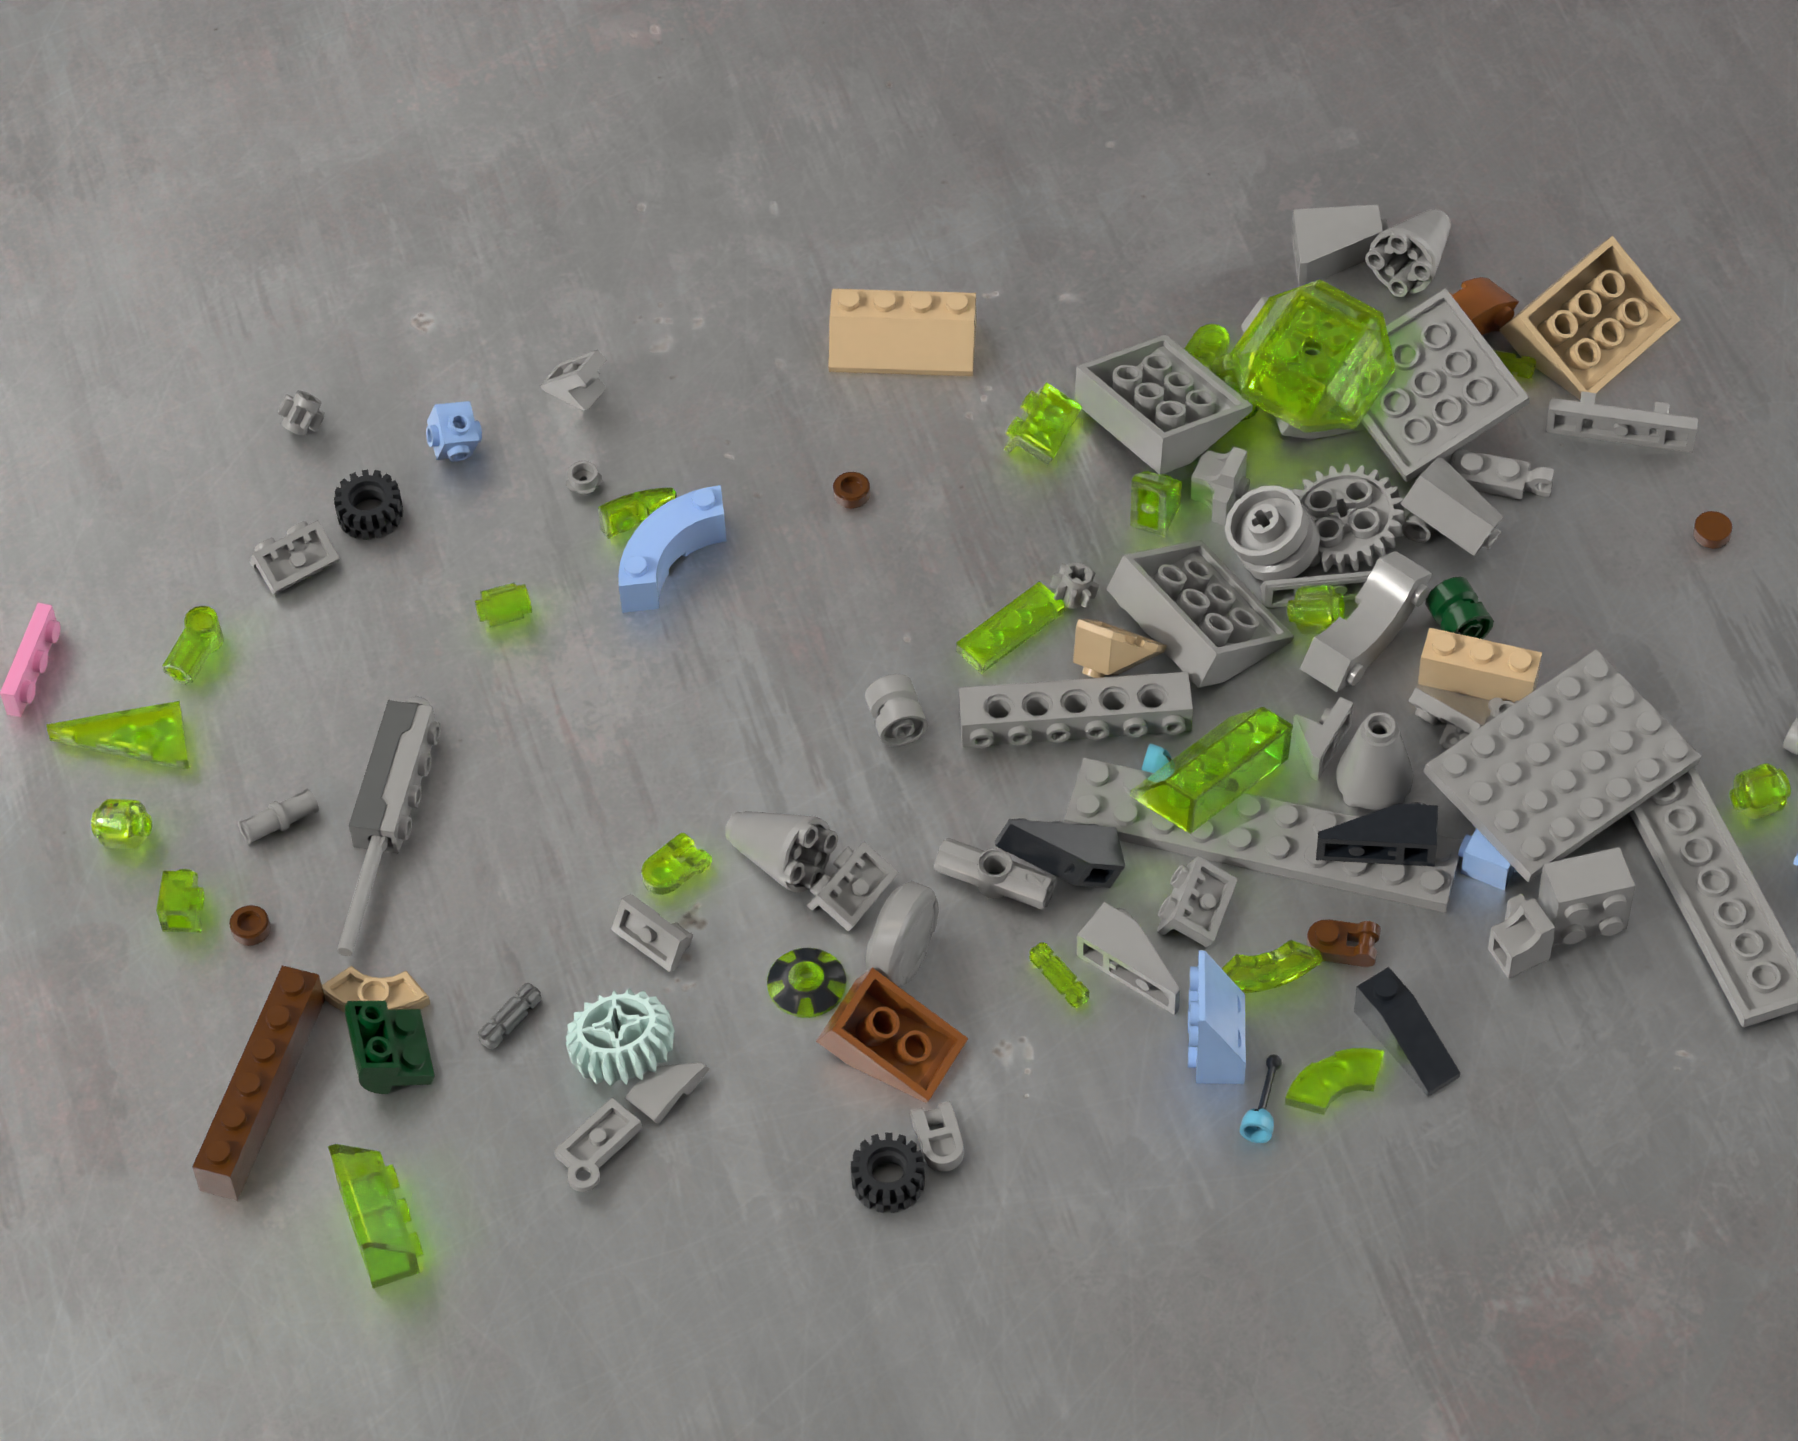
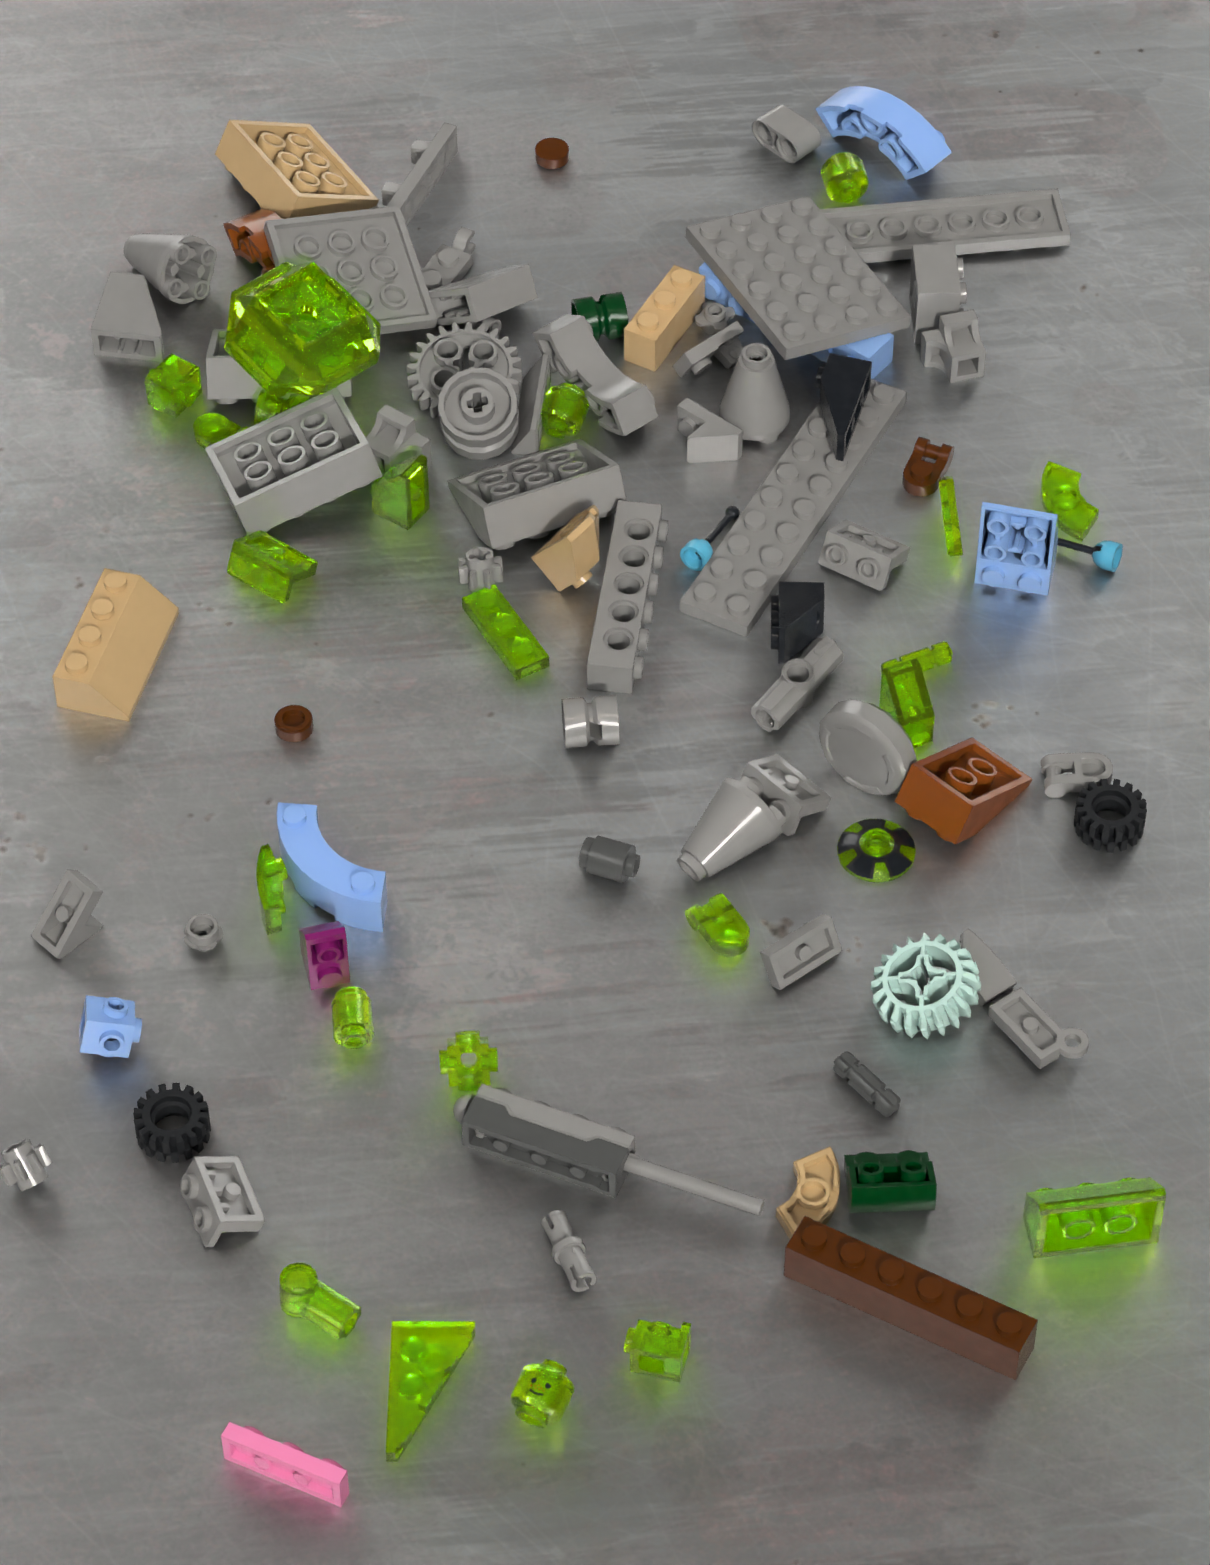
camera: 80 degrees left, 5 degrees down
(250, 925) = (697, 1296): reddish brown tile -> none
(462, 695) = (473, 1075): none -> clear neon green brick
(566, 563) = (325, 955): none -> magenta slope
(732, 760) = (609, 858): none -> dark grey brick
(973, 965) = (908, 700): none -> clear neon green slope
(1123, 951) = (913, 605): light grey slope -> none
(1217, 768) = (730, 501): clear neon green slope -> none
(1247, 289) = (173, 385): none -> clear neon green brick
(1404, 1030) = (1029, 442): black slope -> none

